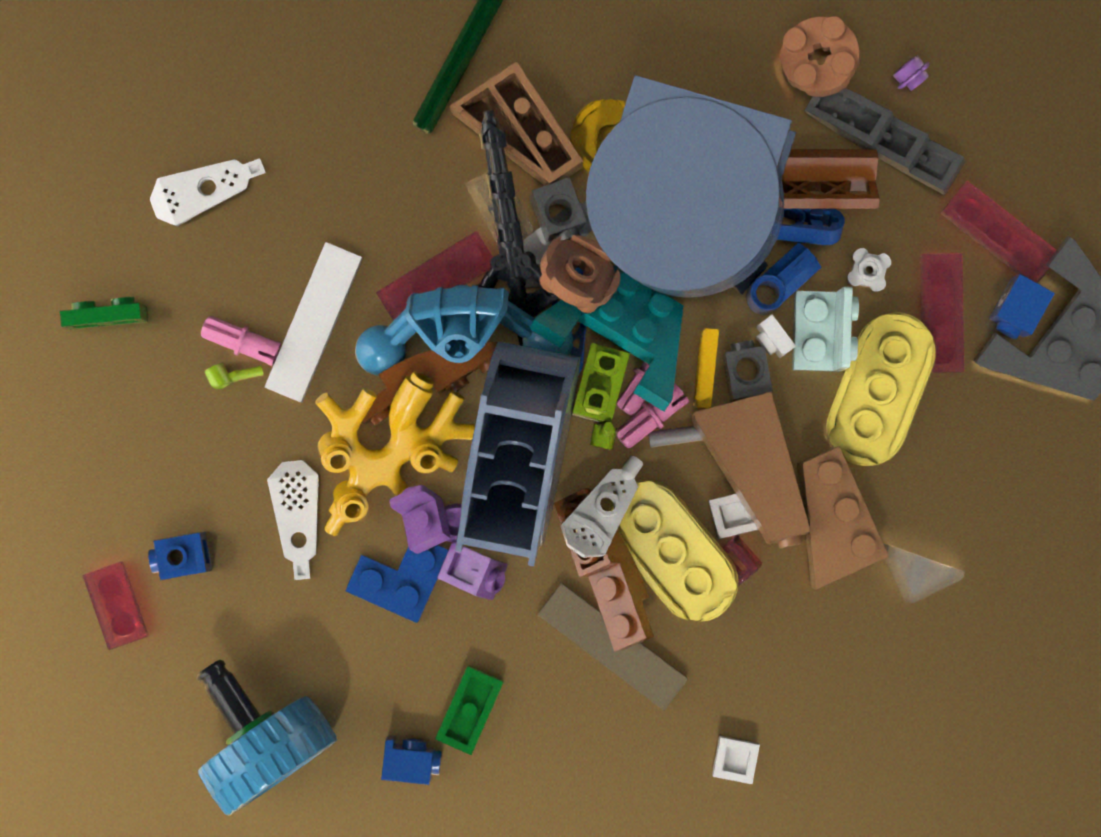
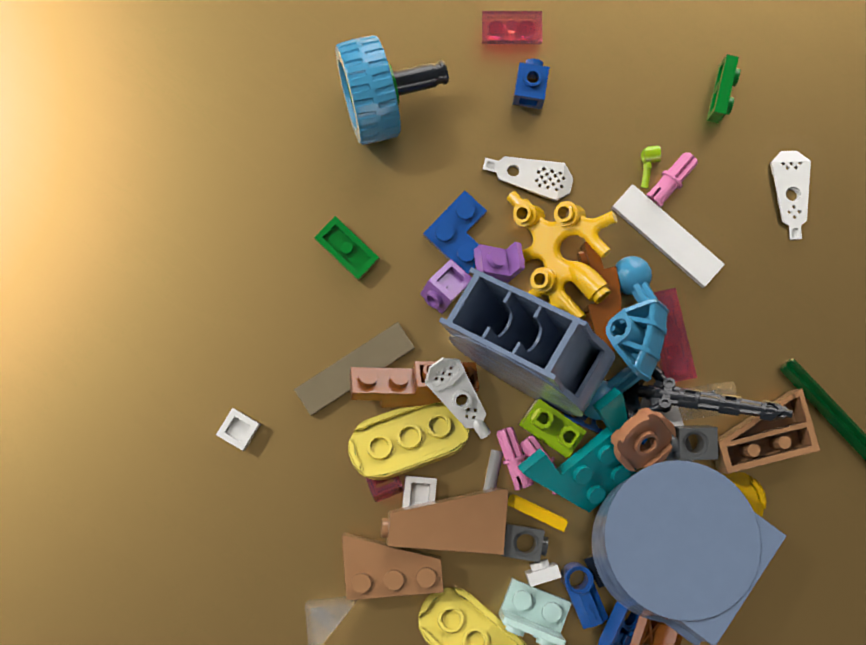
camera: 110 degrees right, 5 degrees down
(410, 761) = (326, 192): blue brick -> none
(603, 436) = (512, 417): lime hand -> none

